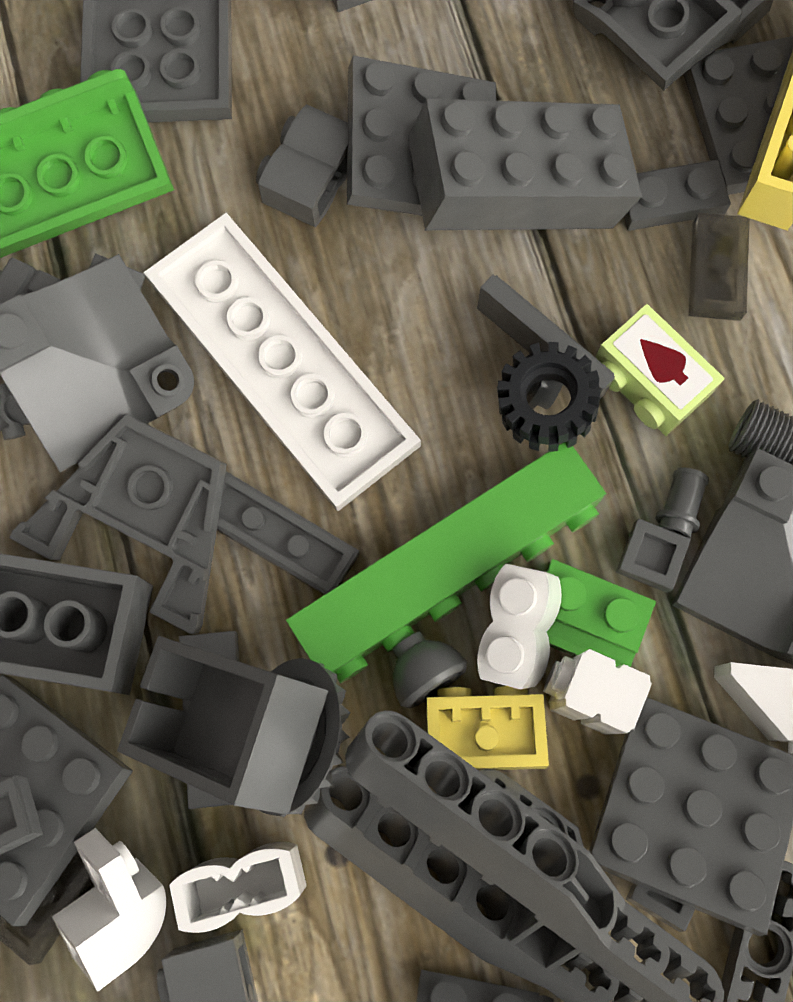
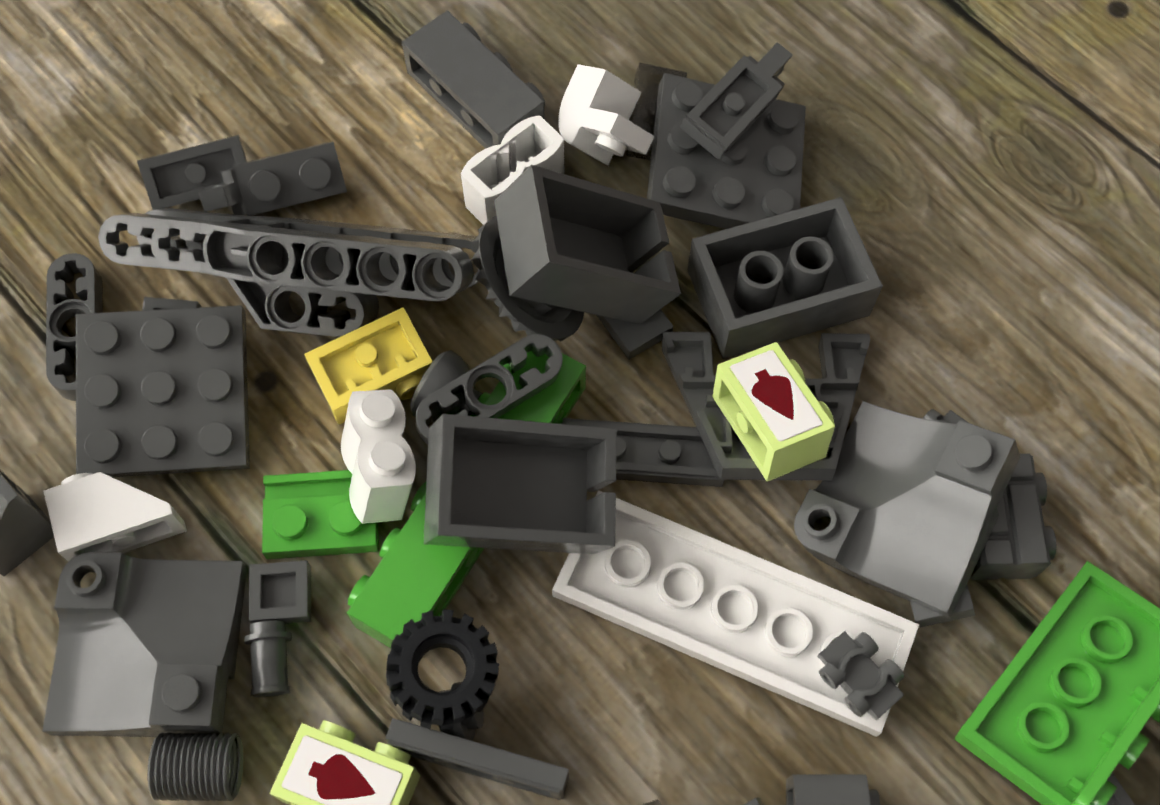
camera: 150 degrees right, 10 degrees down
(145, 480) = (773, 410): none -> yellowish green brick
(217, 257) = (868, 686): none -> dark grey piece
(371, 612) = (516, 357): none -> dark grey beam
(412, 508) = (519, 485): none -> dark grey piece
(597, 692) = (285, 428): white brick -> none

